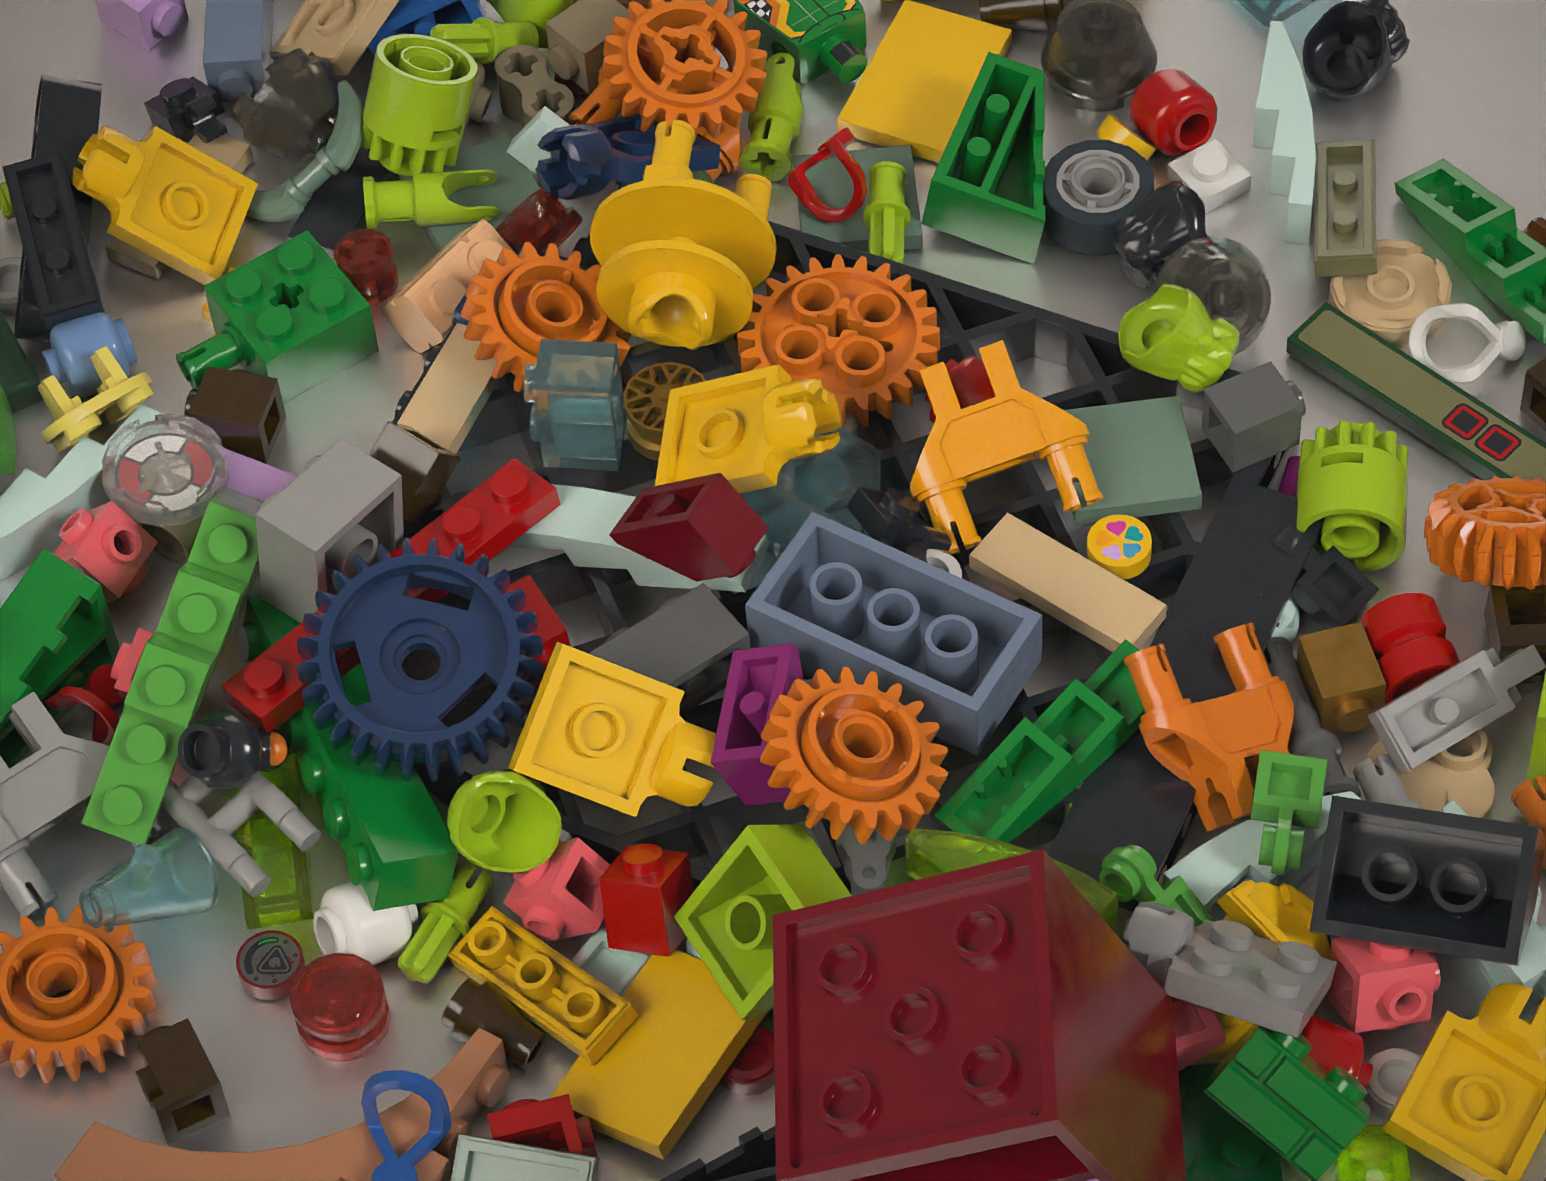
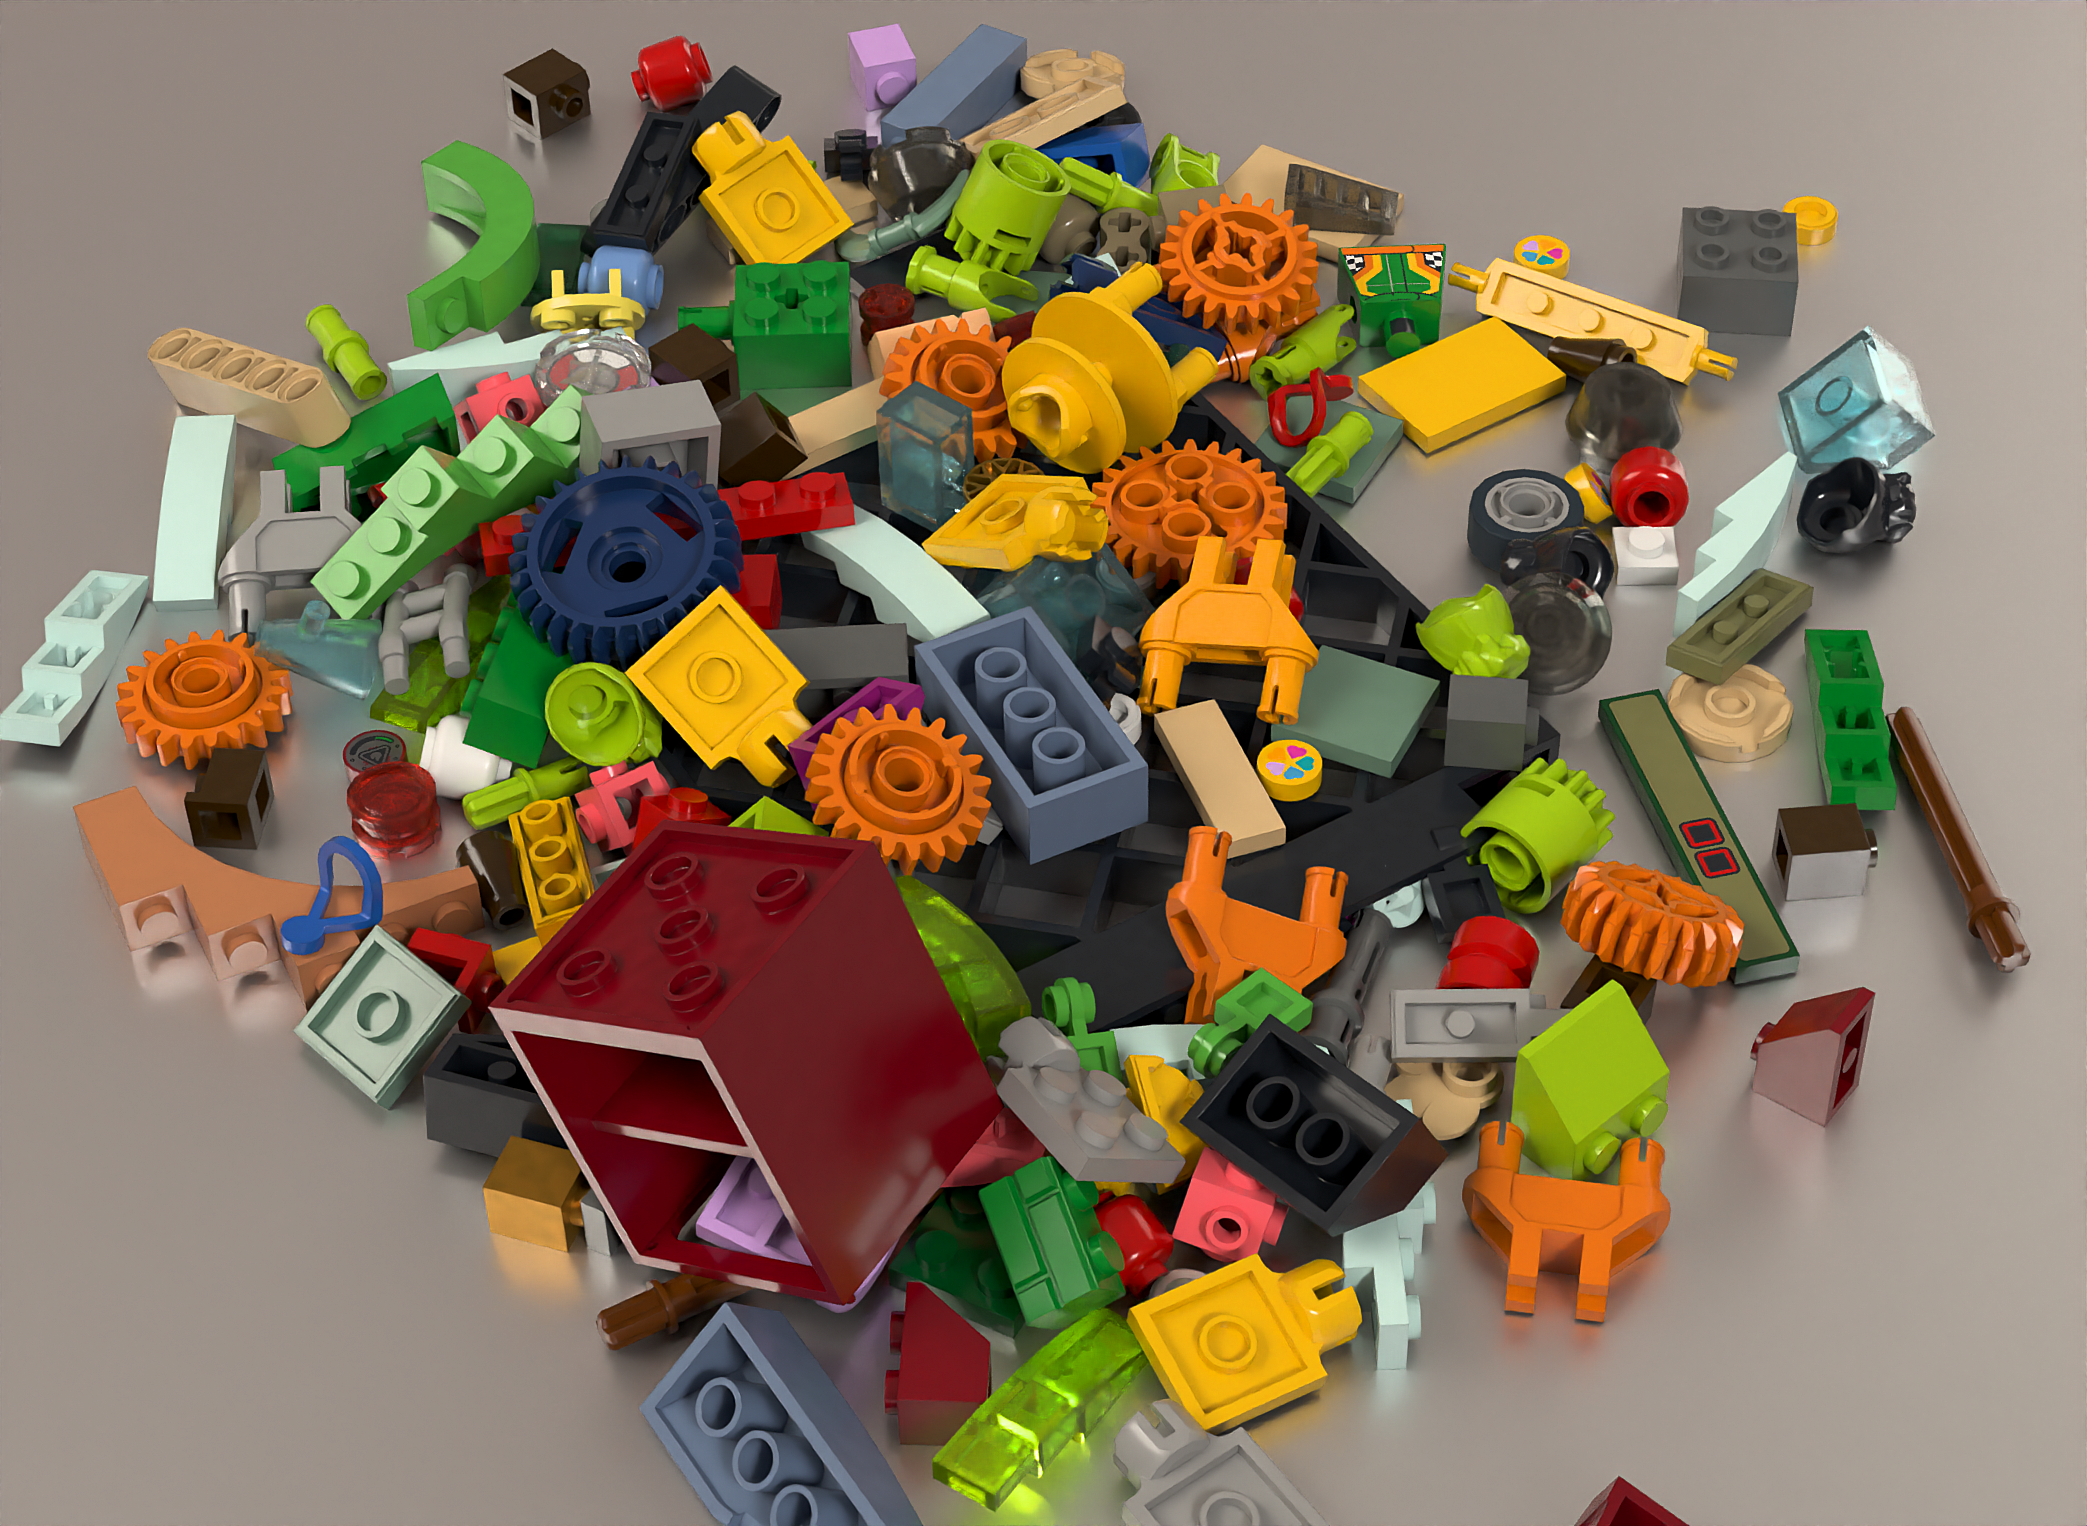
camera: 30 degrees right, 10 degrees down
(229, 749) = (445, 570): black animal -> none
(693, 528) = (923, 574): dark red slope -> none
(994, 163) = (1445, 450): green wedge -> none
(1048, 757) = (1076, 894): green slope -> none
(1341, 676) = (1405, 957): pearl gold brick -> none
(1506, 340) = (1794, 789): white piece -> none

